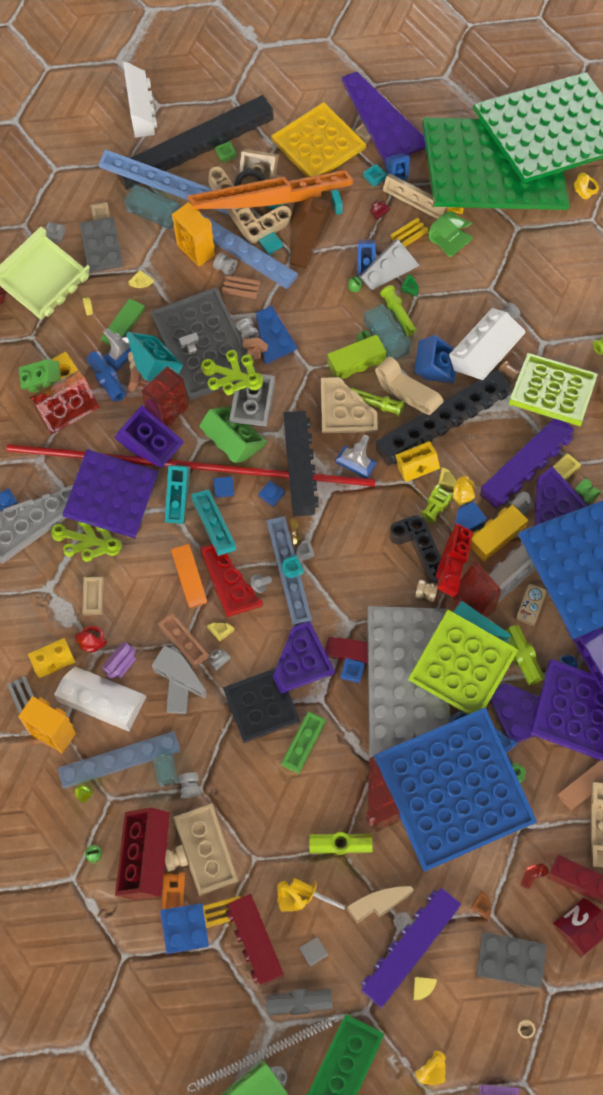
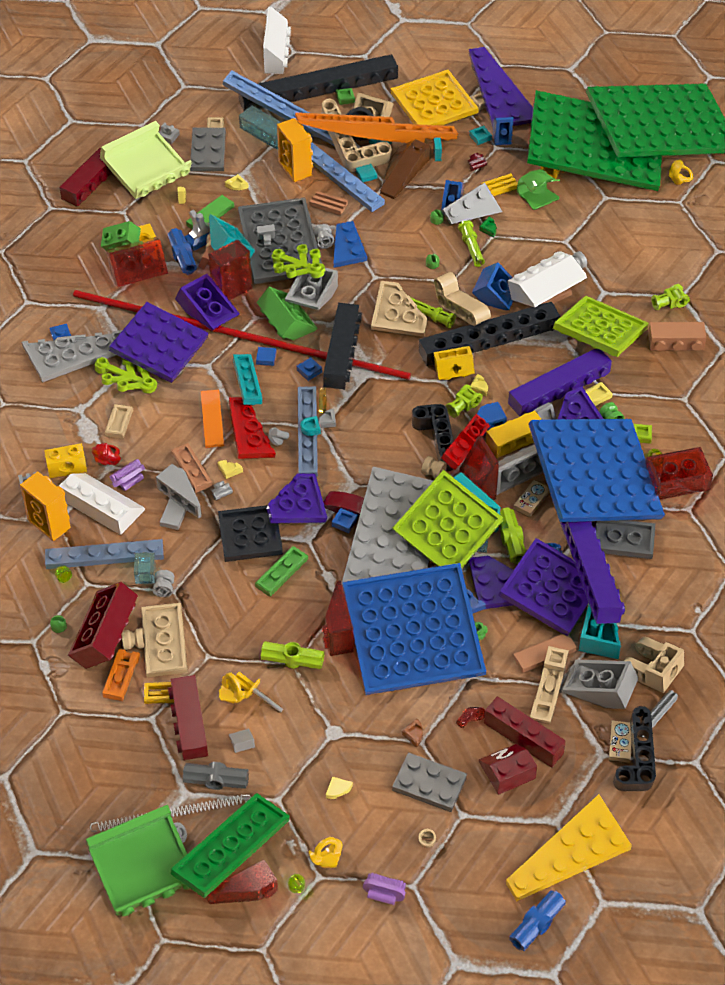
camera: 10 degrees right, 15 degrees down
(177, 493) = (220, 351): teal slope -> none
(184, 928) = (124, 694): blue plate -> none
(225, 264) = (318, 181): light grey wheel -> none
(255, 347) = (327, 248): nougat tile -> none
(356, 357) = (419, 272): lime brick -> none
(356, 459) = (397, 354): piece -> none
(378, 902) = (316, 709): tan slope -> none
(381, 322) = (456, 258): clear light blue brick -> none
(411, 947) = (334, 751): dark purple brick -> none
(412, 196) = (509, 154): tan plate -> none
(463, 490) = (490, 392): yellow piece -> none
(509, 372) = (561, 306): medium nougat bush -> none

